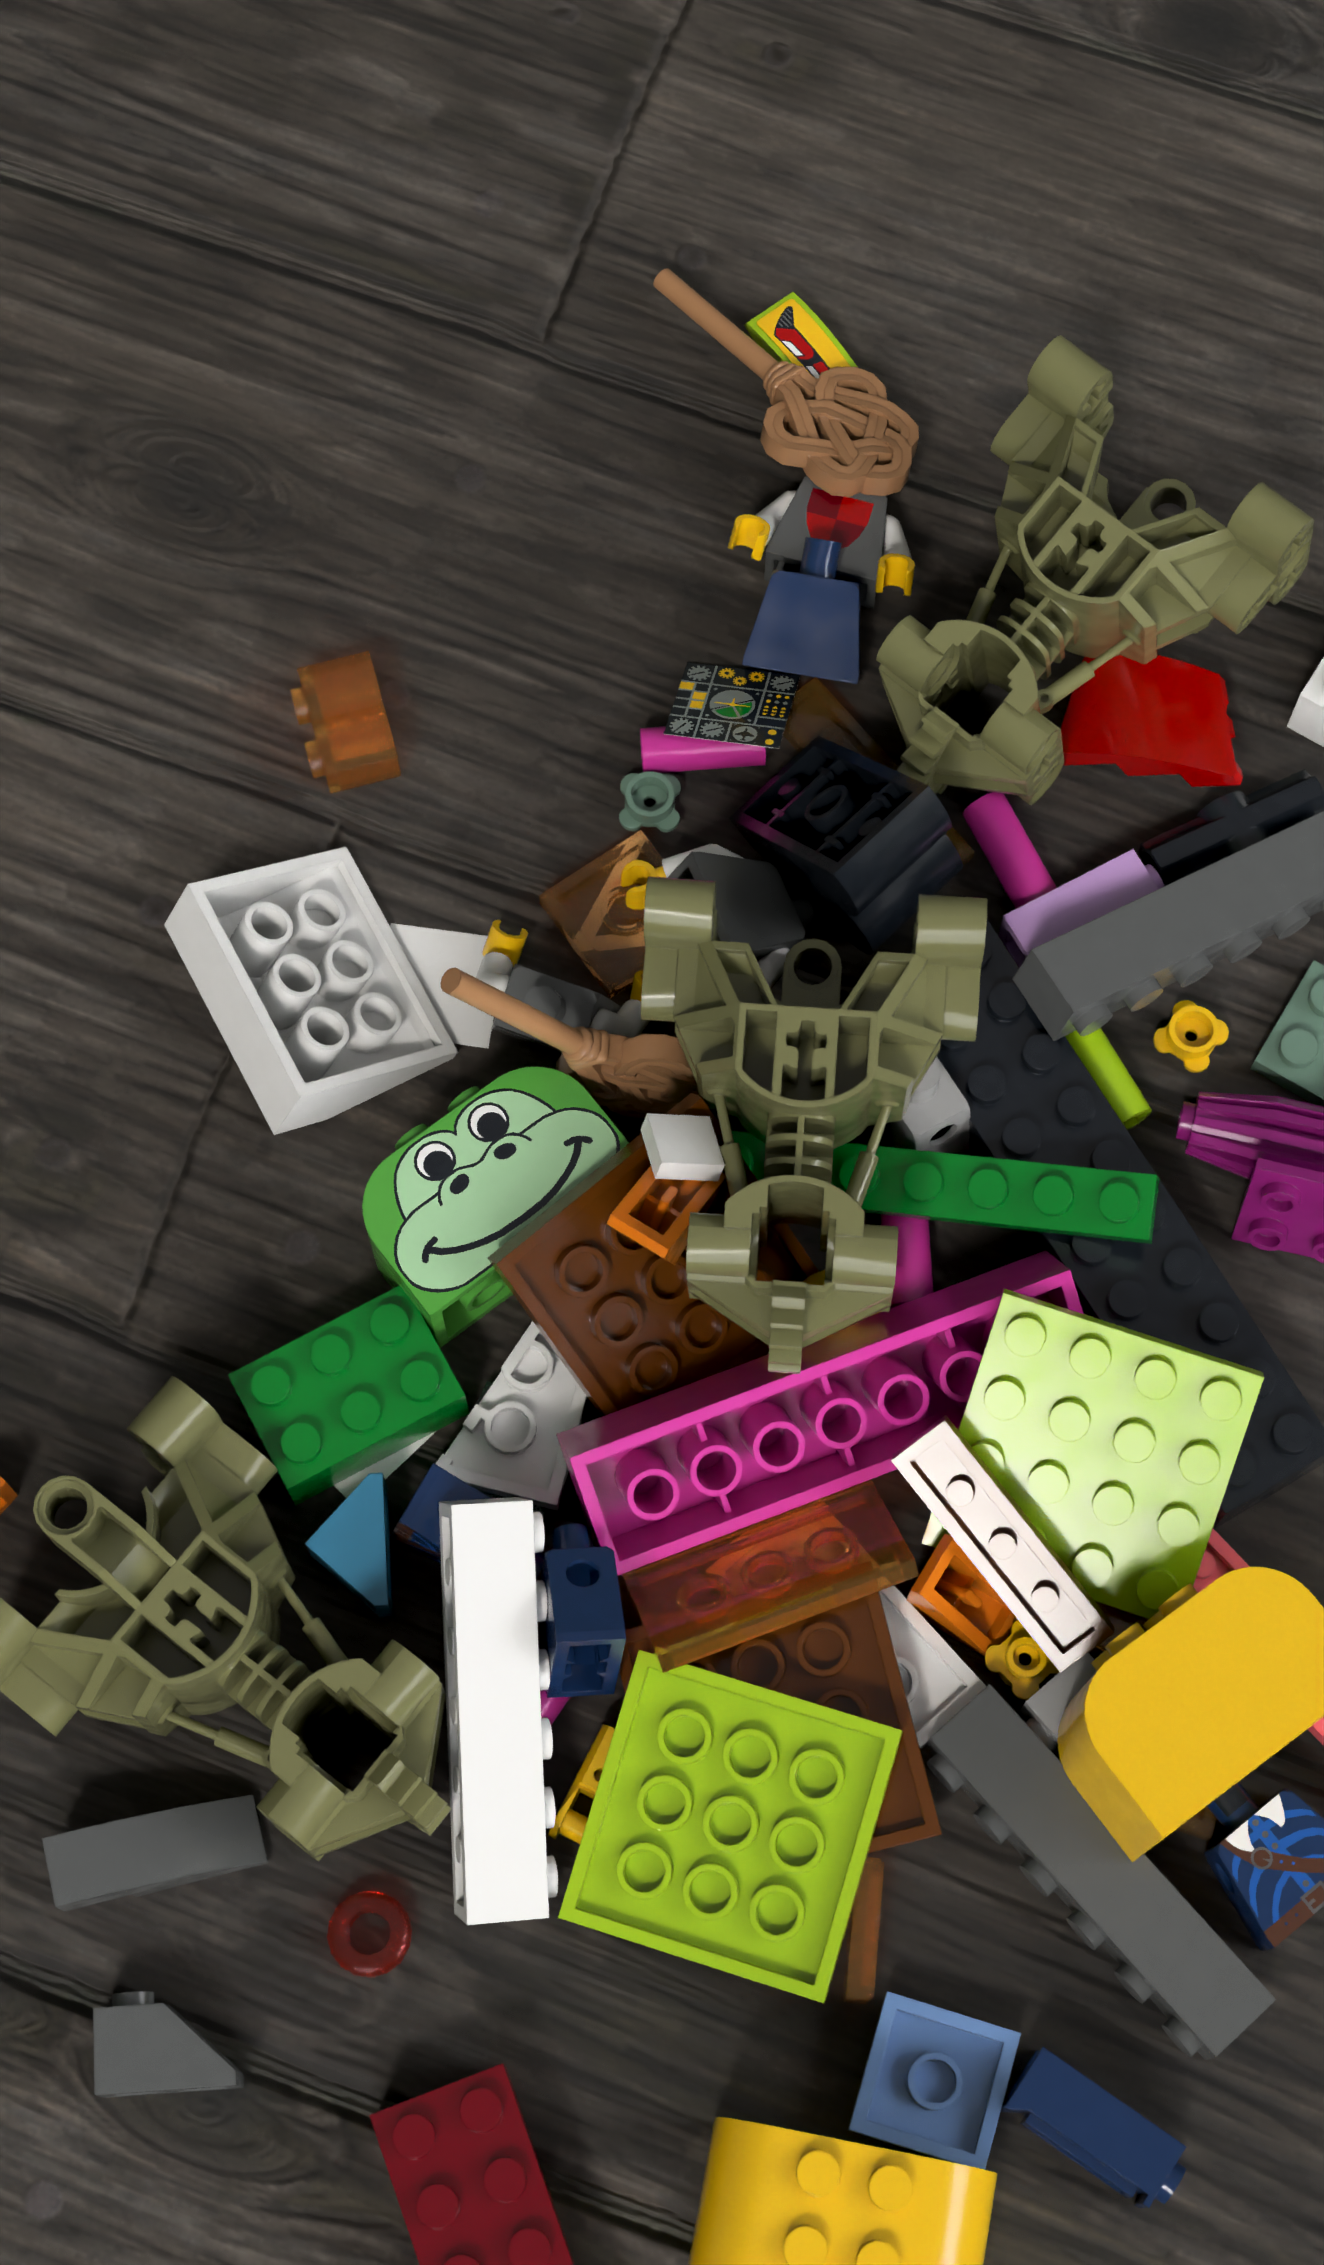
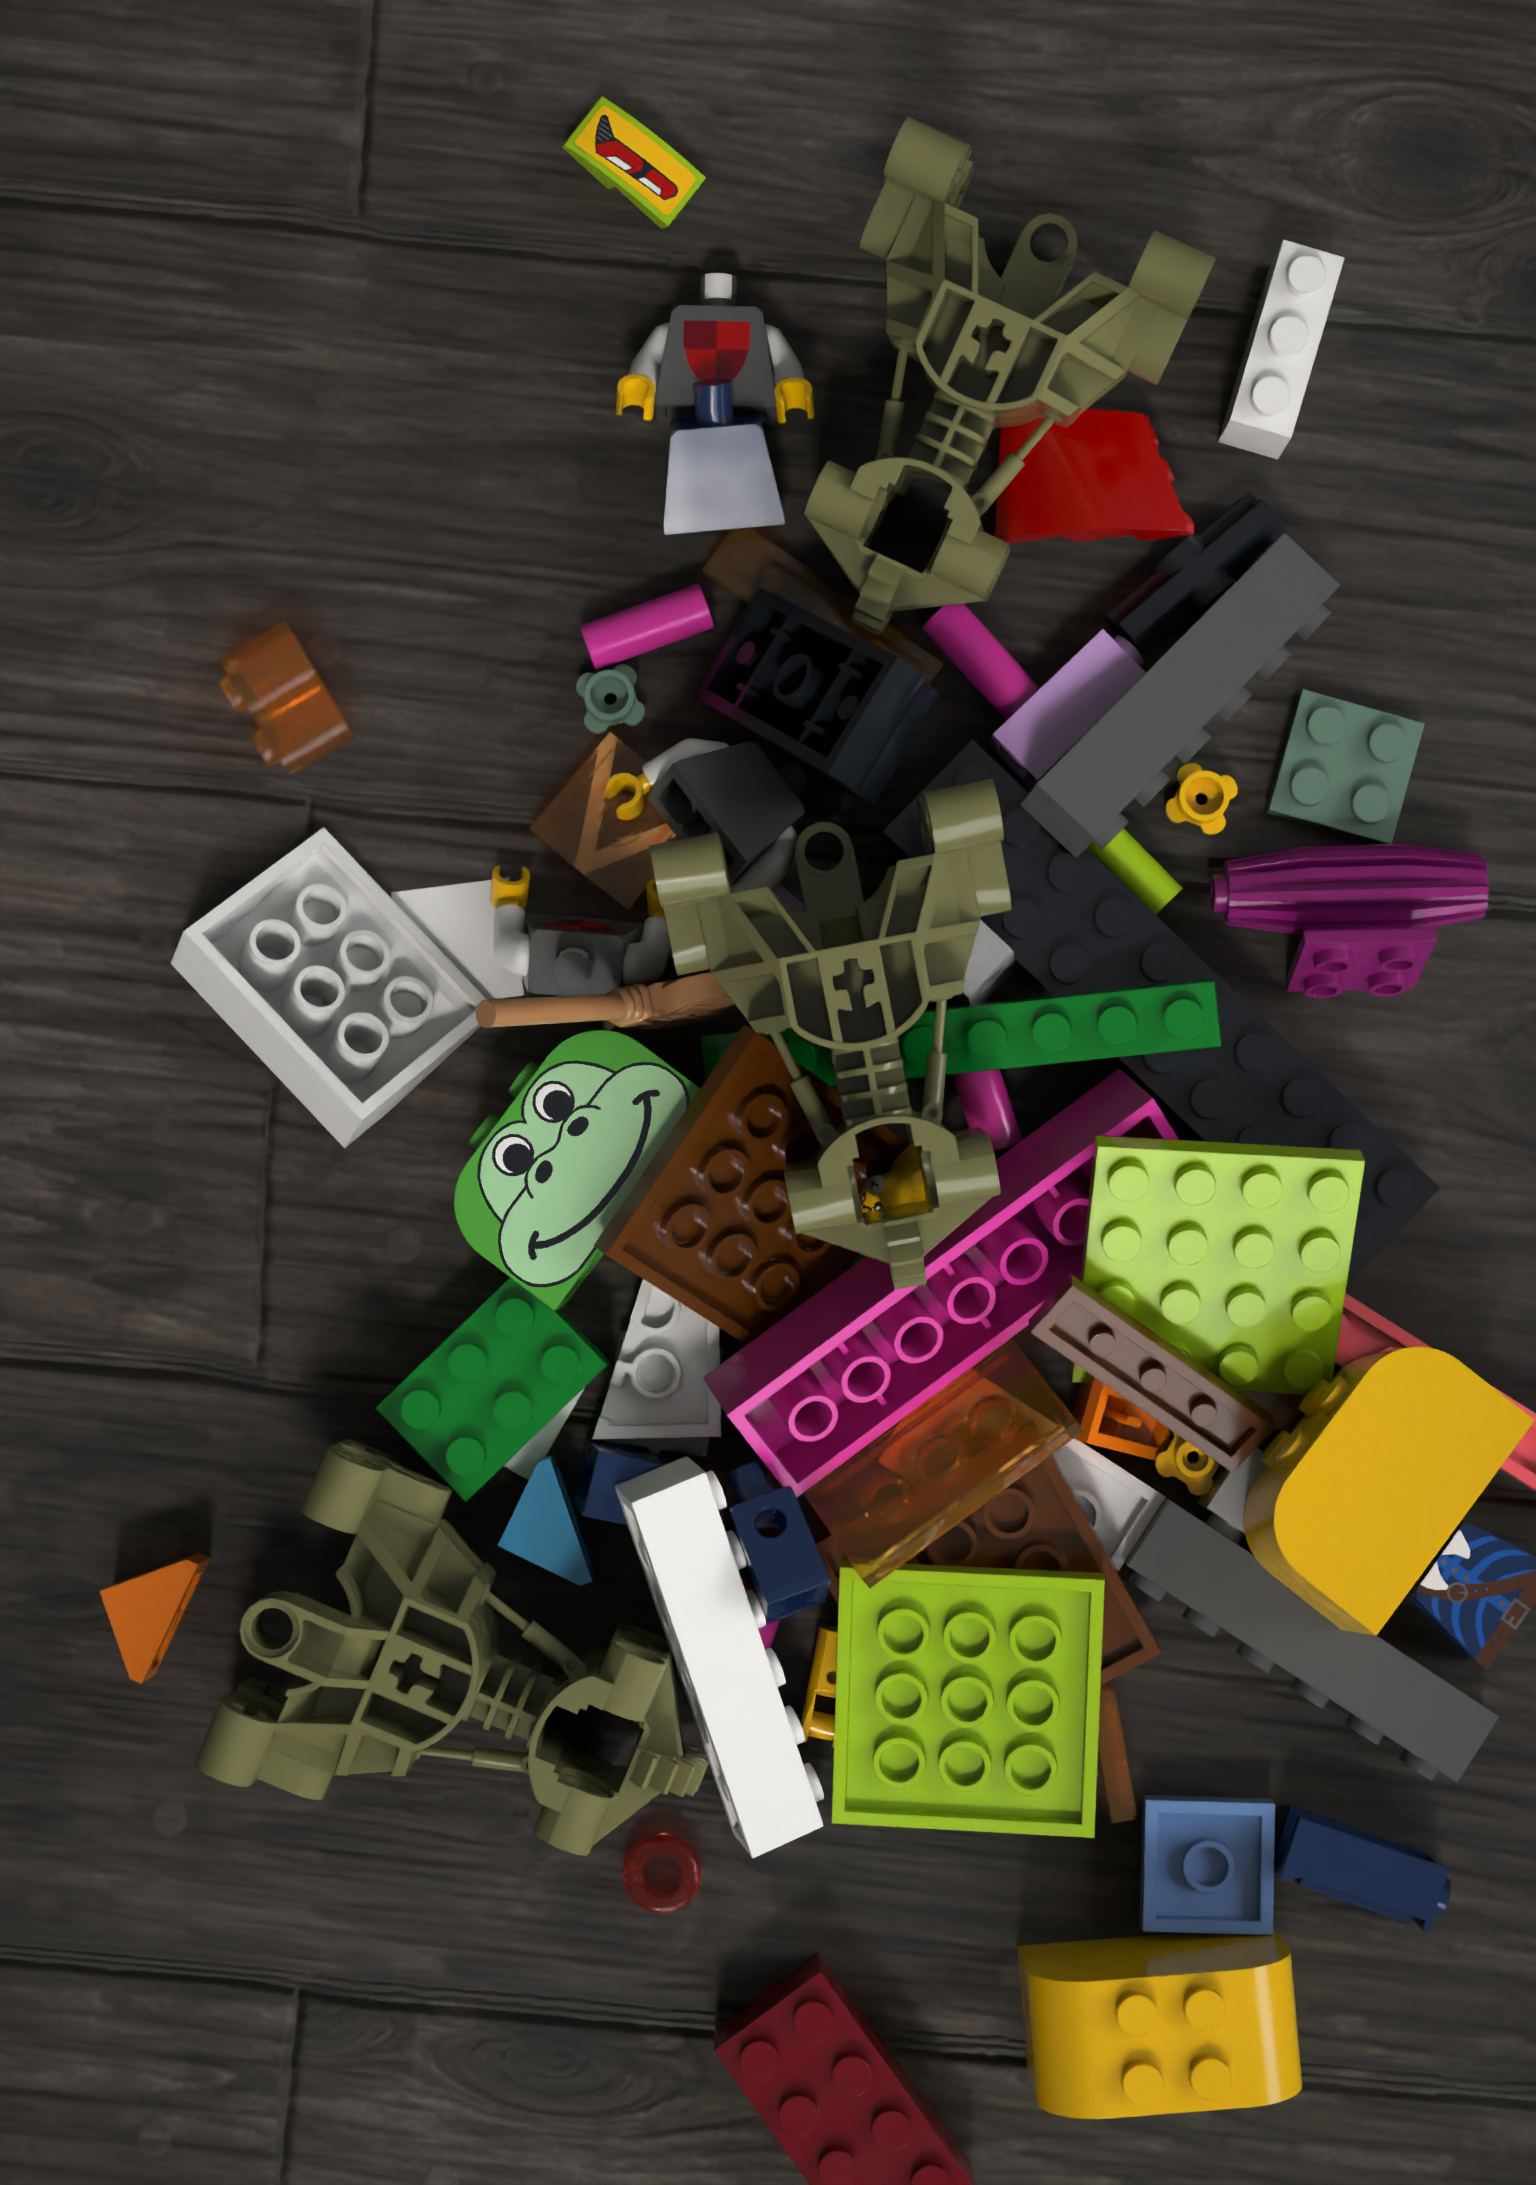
camera: 15 degrees left, 15 degrees up
(153, 1851) = (442, 1861): dark grey slope -> none
(154, 2051) = (503, 2036): dark grey slope -> none
(659, 1212) = (753, 1153): orange slope -> none
(682, 1147) = (753, 1093): white tile -> none
(732, 705) = (663, 578): sticker -> none
(836, 424) = (667, 231): medium nougat piece -> none

